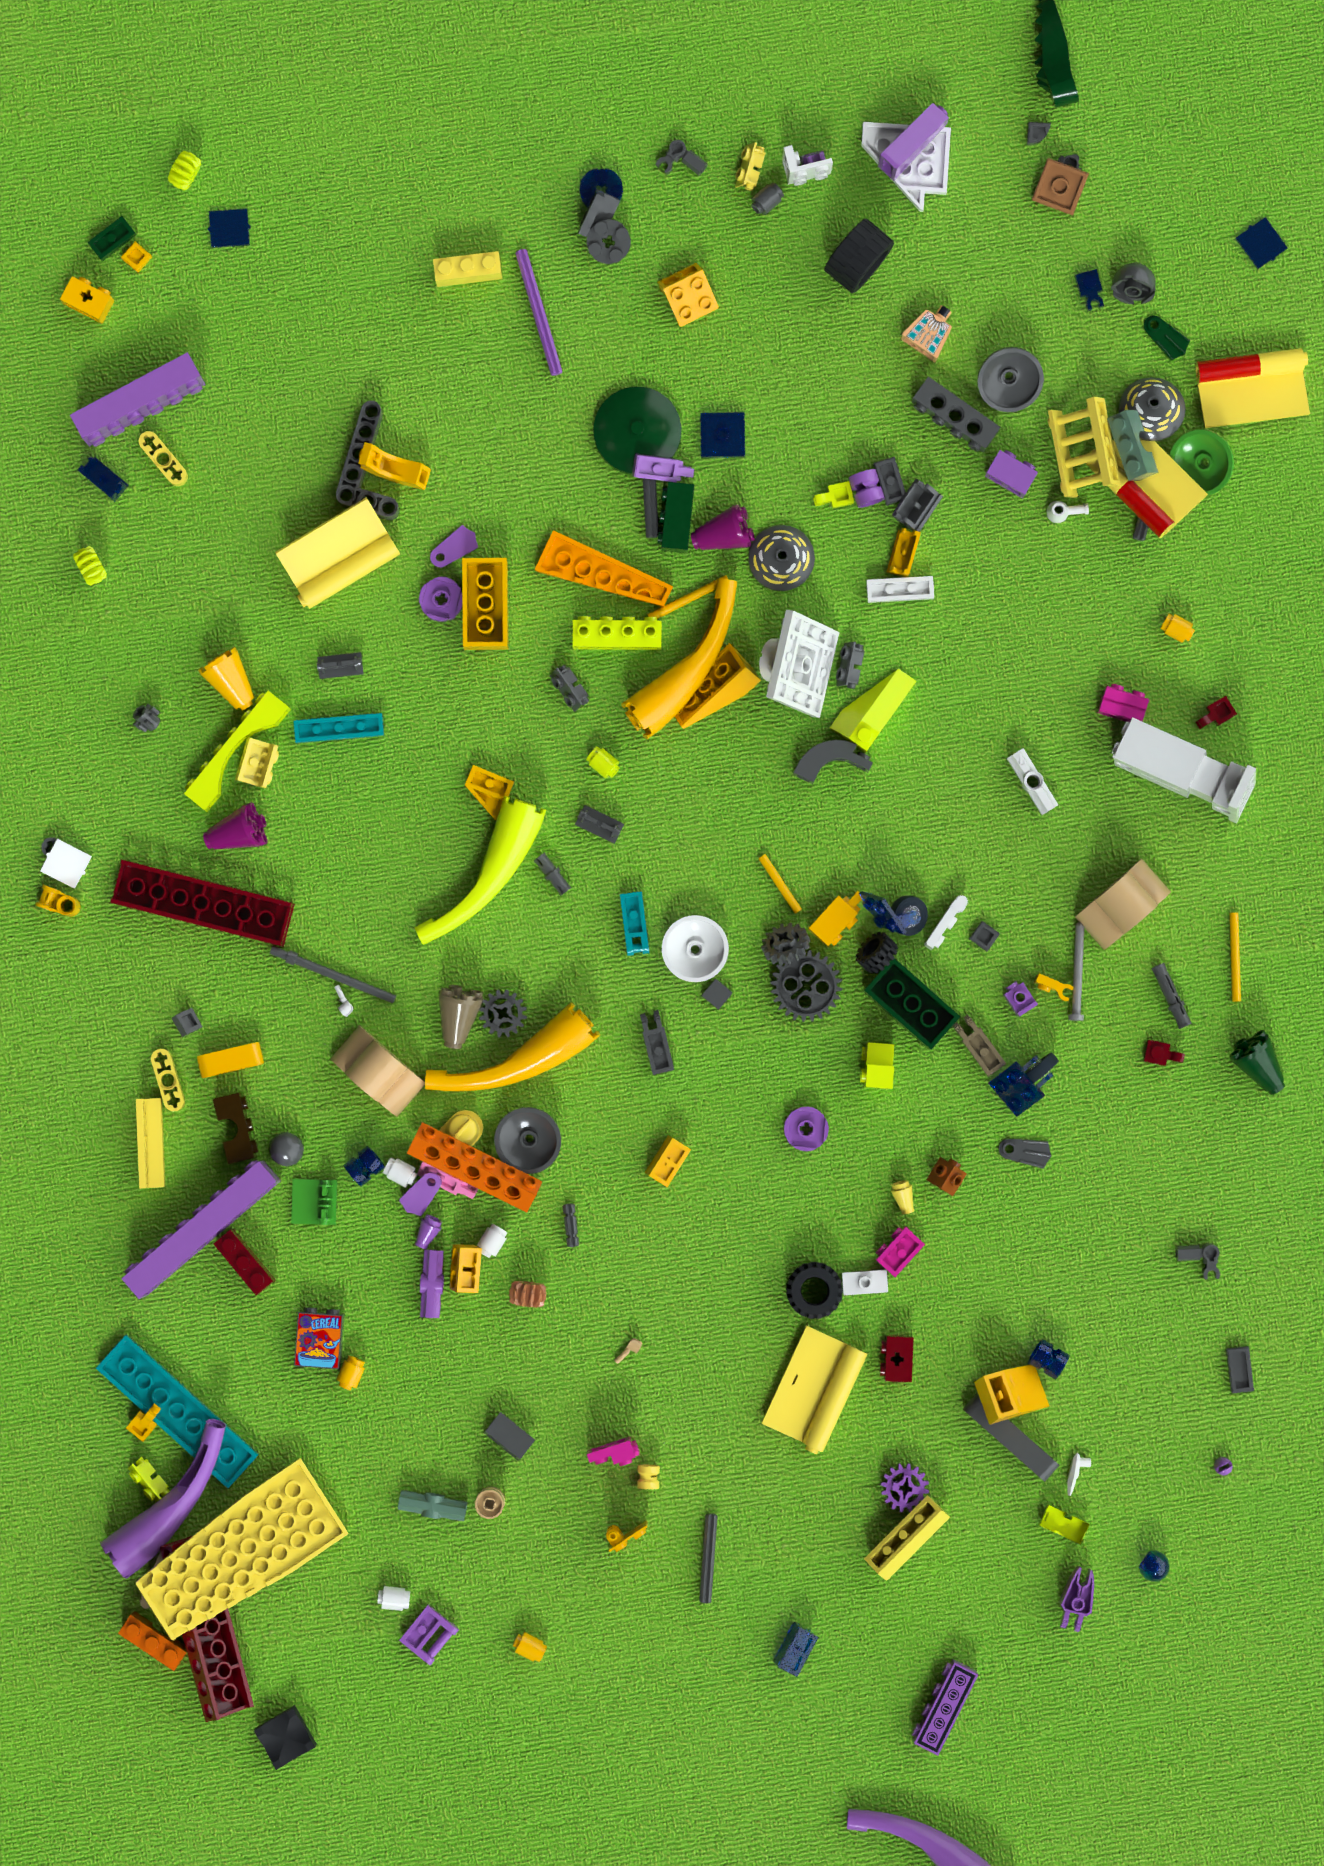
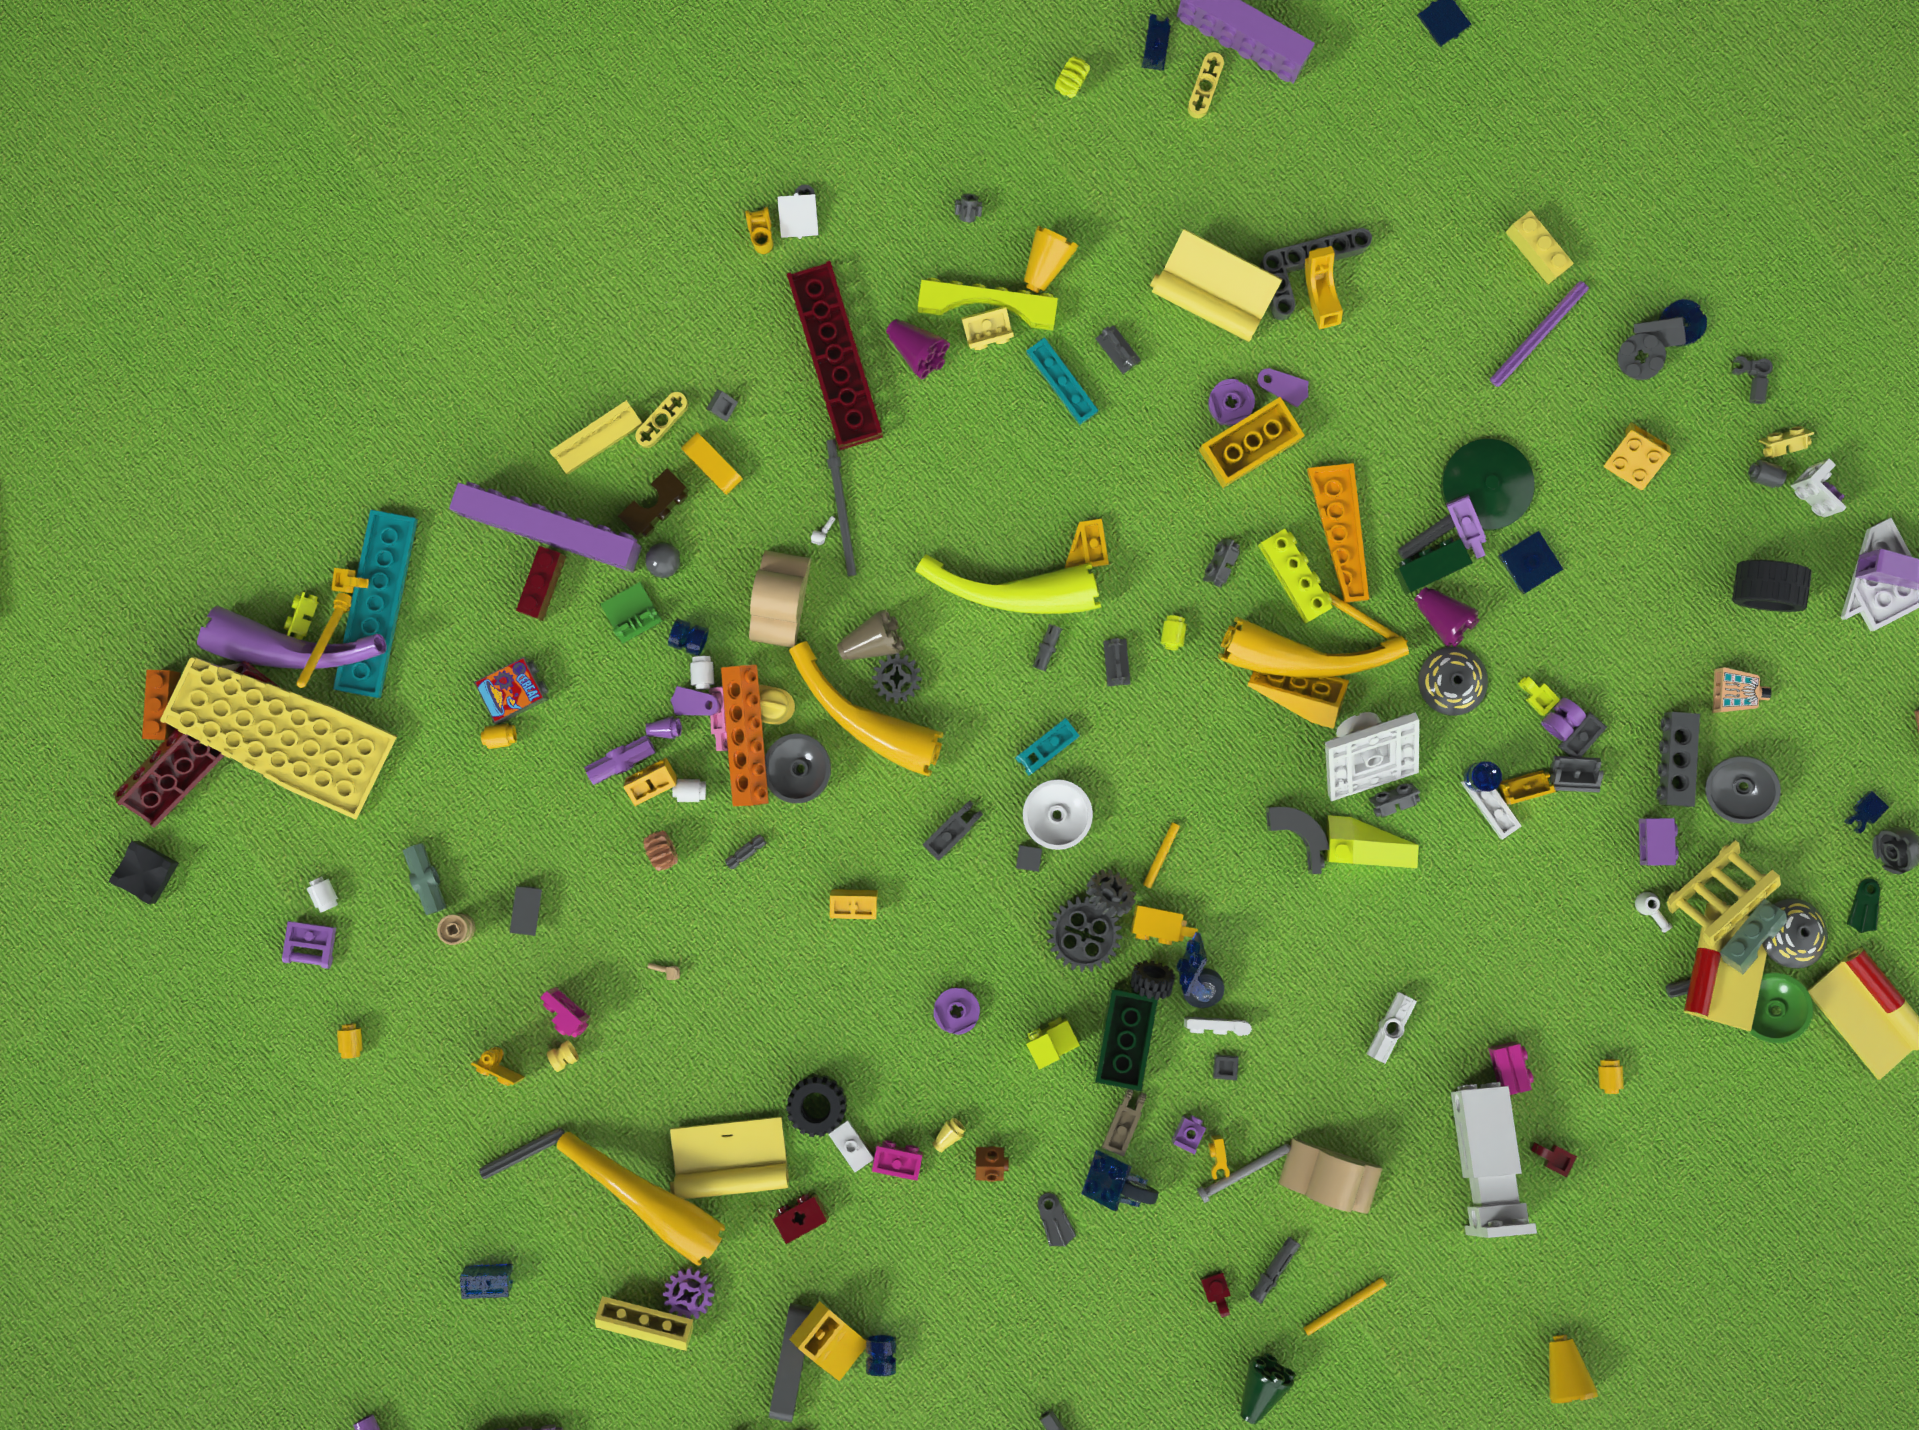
camera: 60 degrees right, 0 degrees up
(162, 1440) = (341, 605): none -> yellow piece
(831, 1463) = (672, 1218): none -> yellow brick
(872, 584) = (1482, 776): none -> clear blue wheel

